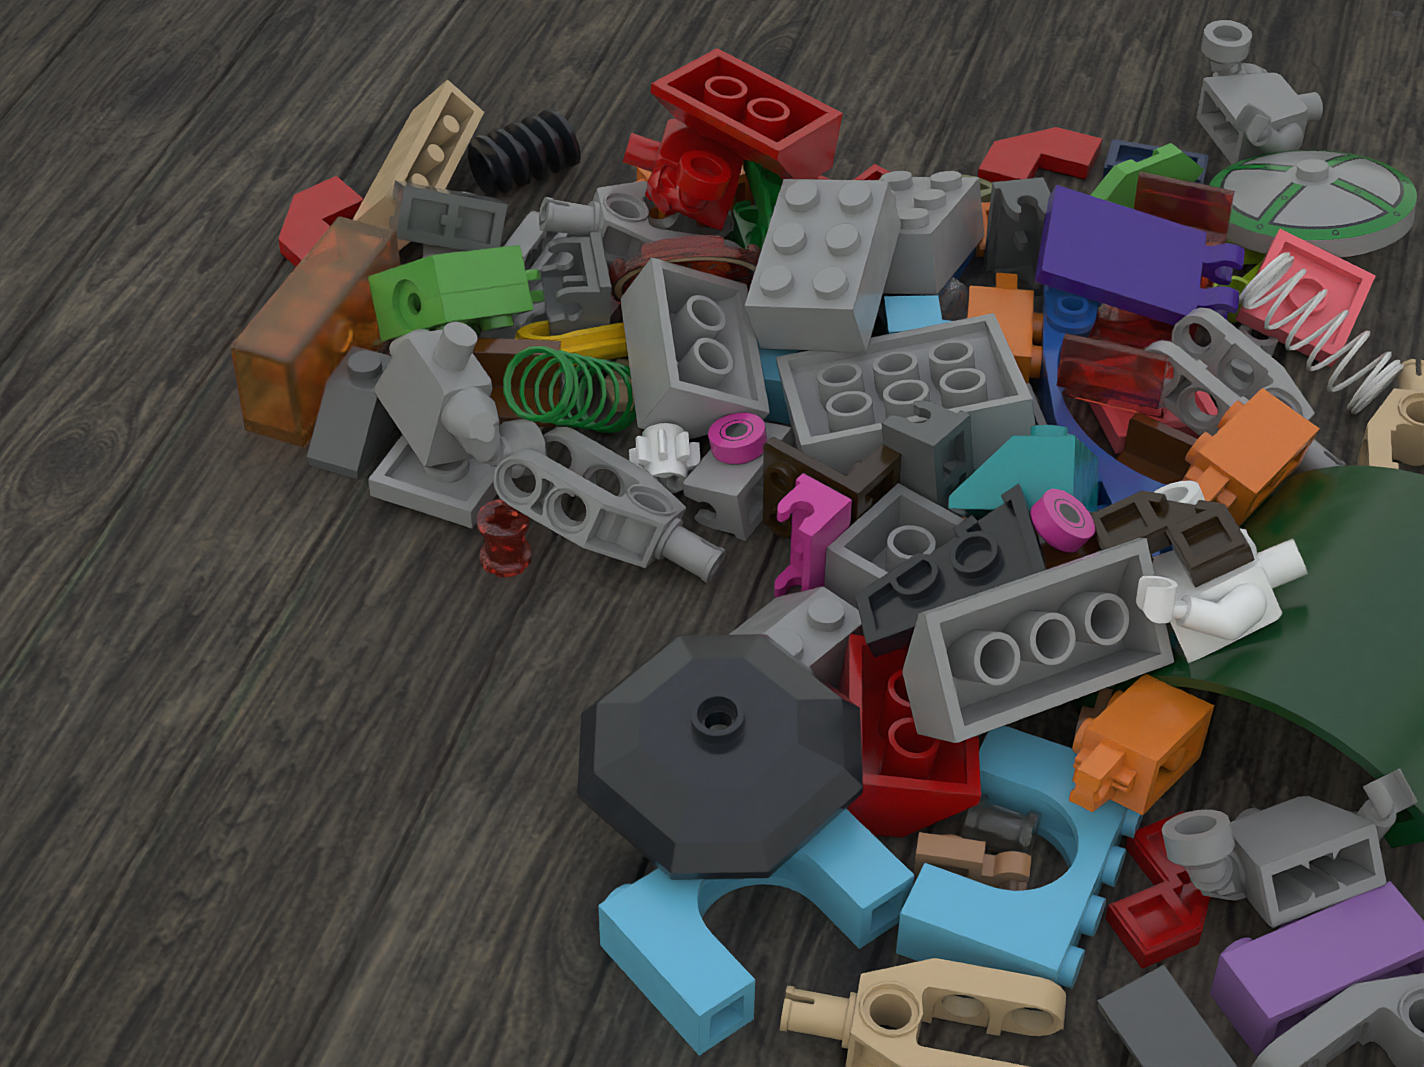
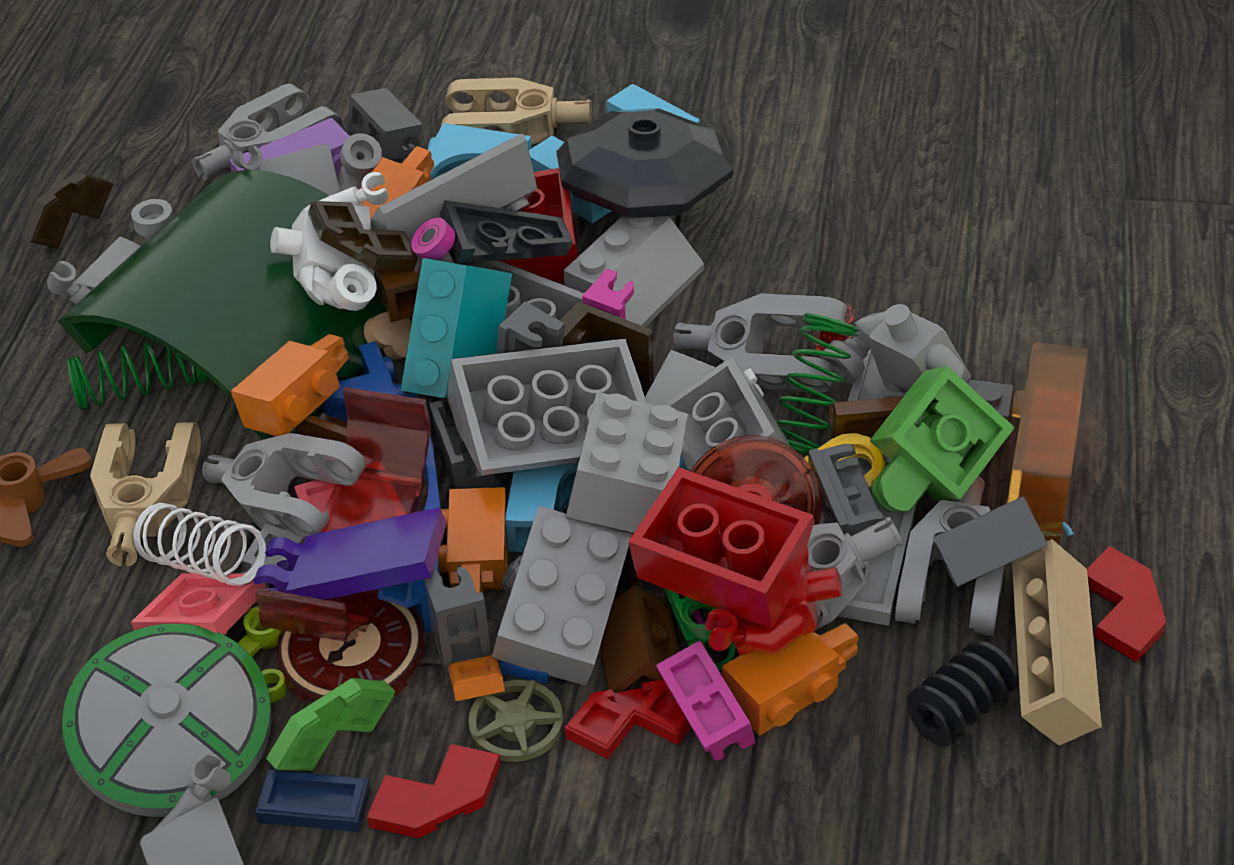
camera: 175 degrees right, 0 degrees up
(737, 438) = (674, 380): dark pink tile -> none
(910, 312) = (549, 492): medium azure tile -> none

